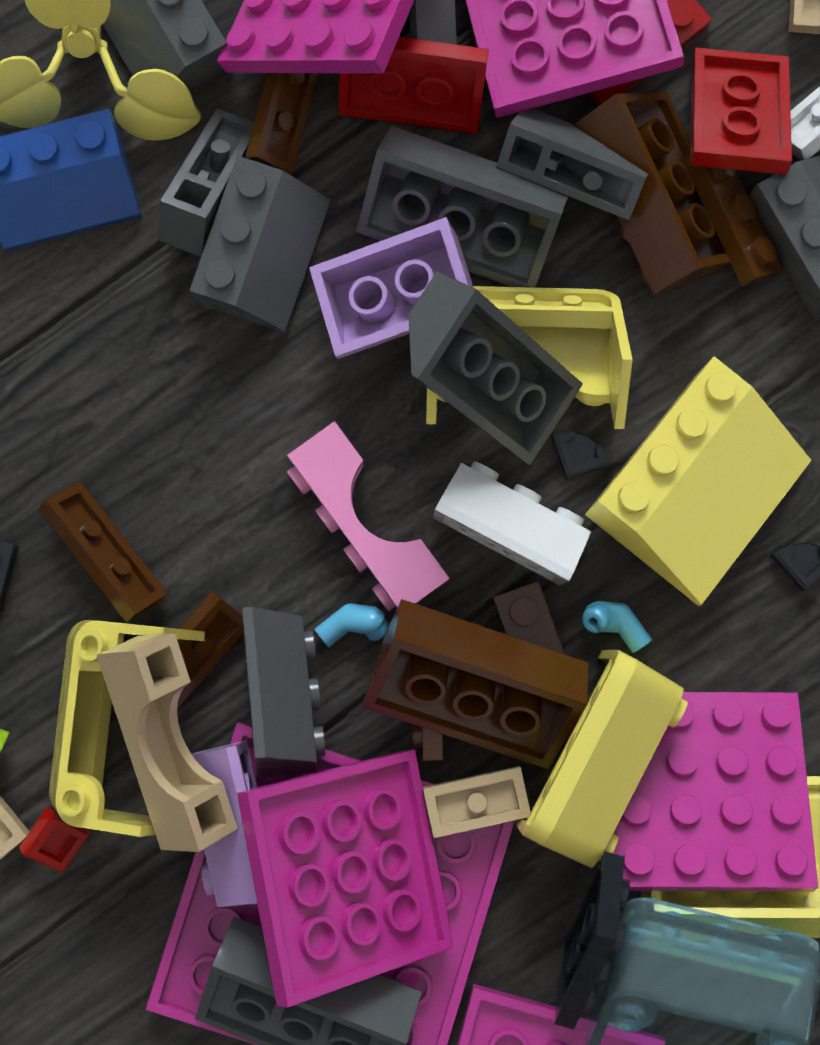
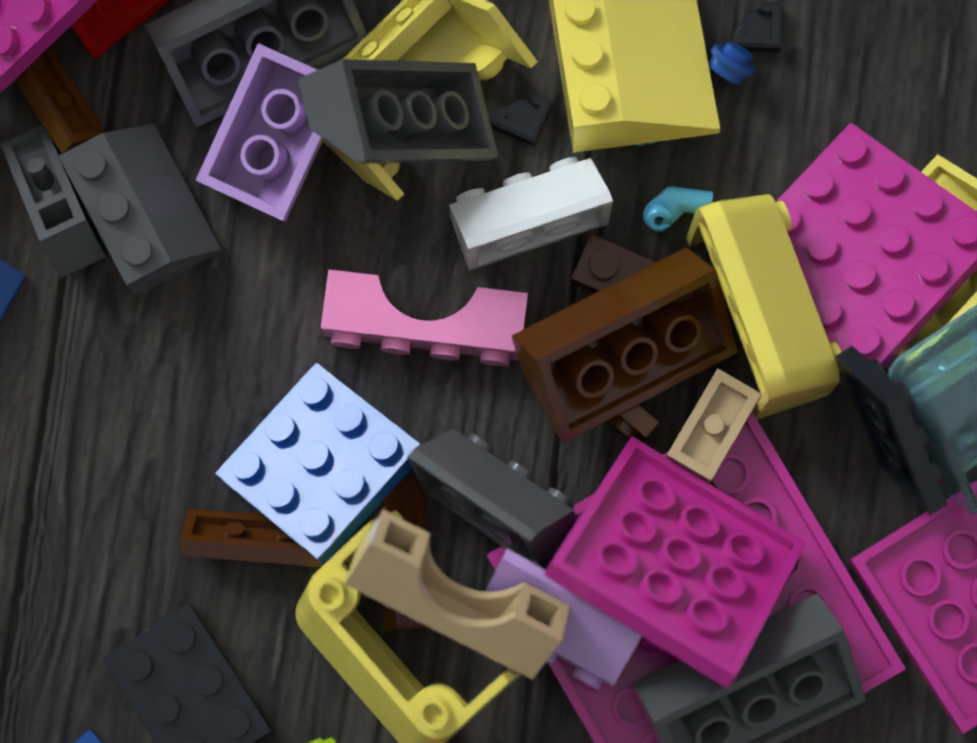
camera: 45 degrees left, 5 degrees down
(191, 545) = (319, 463): none -> plate
(353, 618) = (491, 395): medium azure arm -> none
(760, 565) = (731, 62): none -> blue plate

